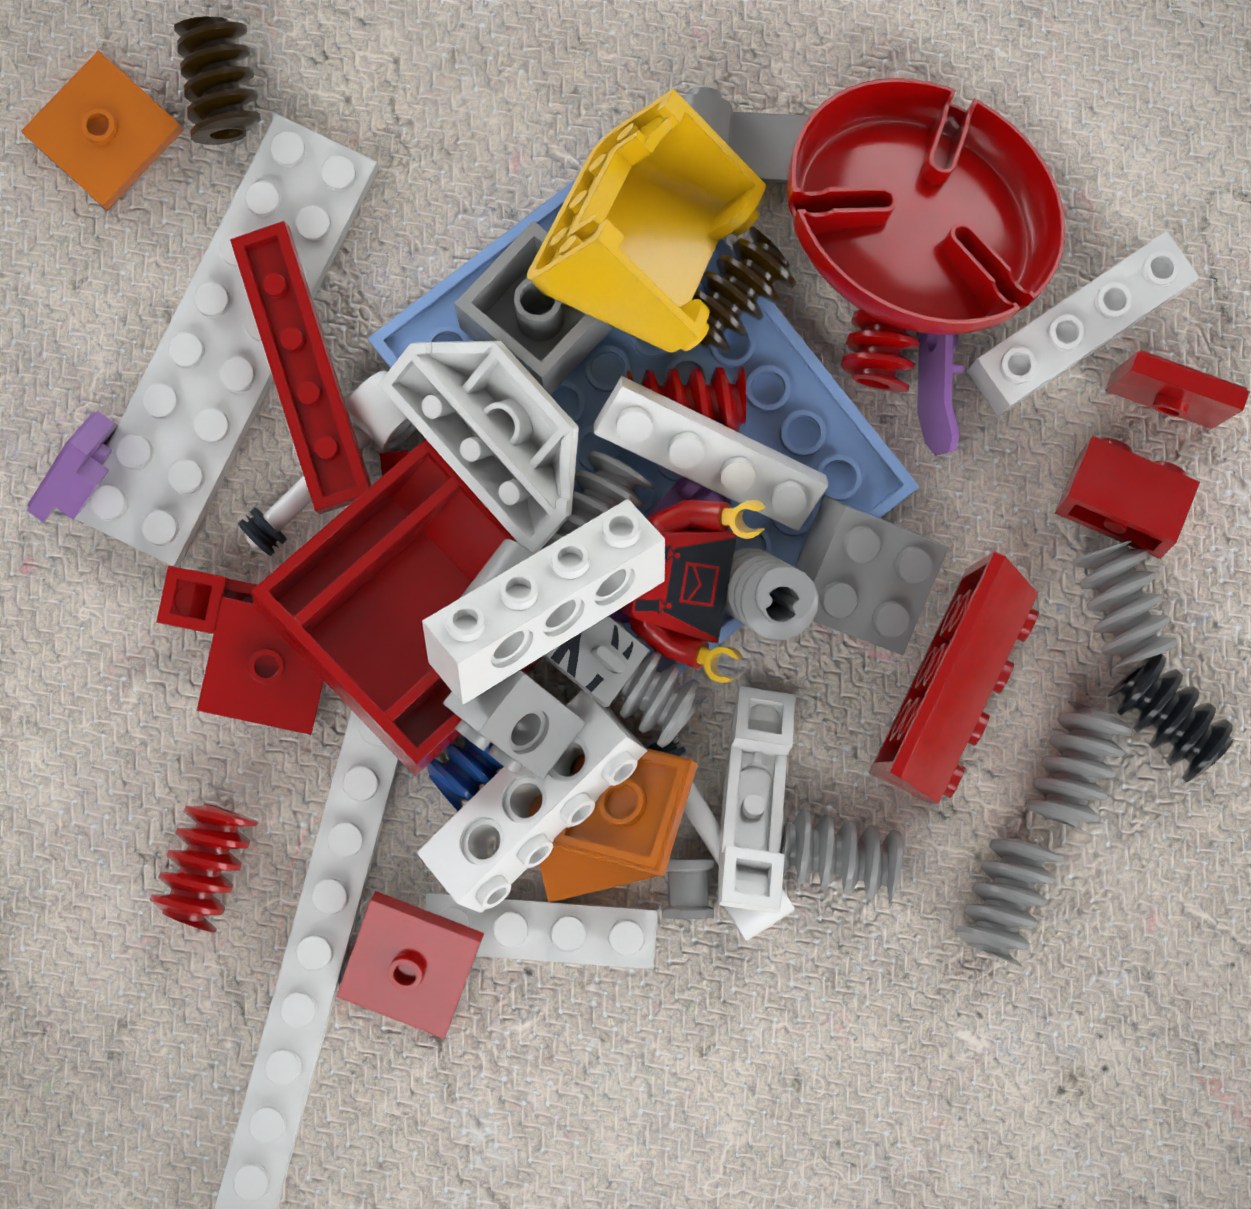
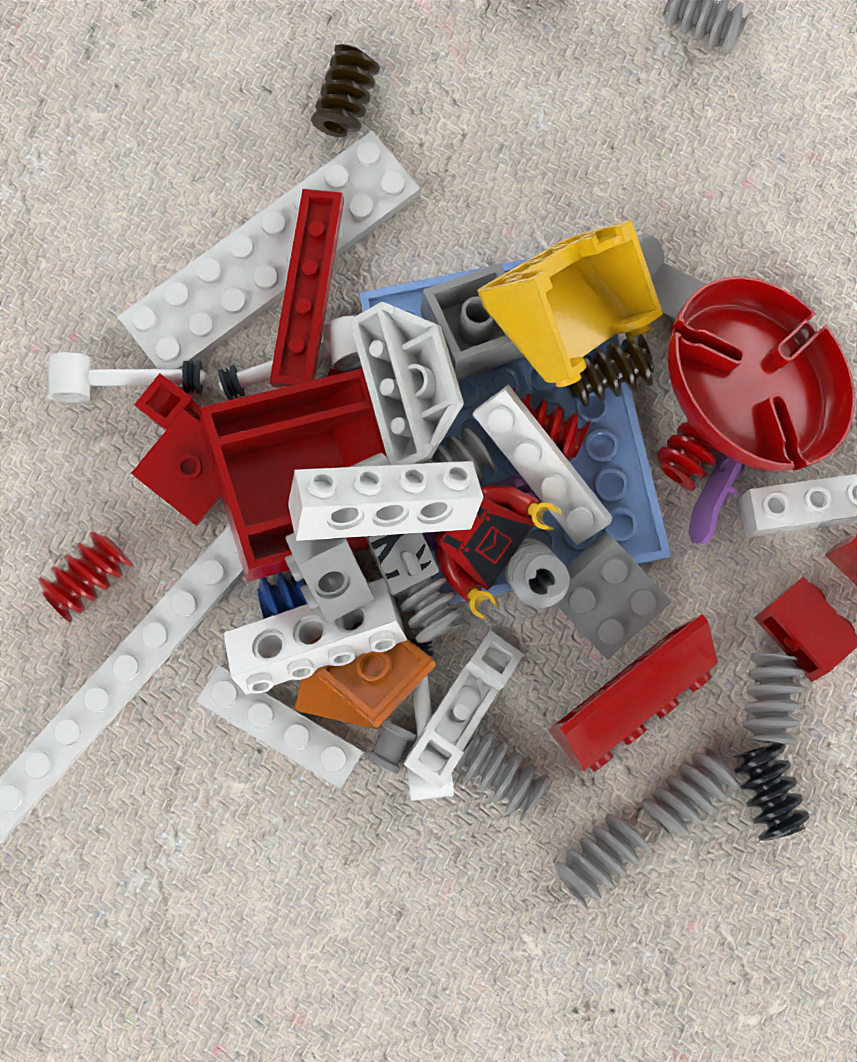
camera: 30 degrees right, 5 degrees down
(57, 623) = (72, 377): none -> white piece
(76, 470) = (133, 284): medium lavender plate -> none
(102, 130) = (259, 92): orange plate -> none
(409, 964) = (183, 705): plate -> none

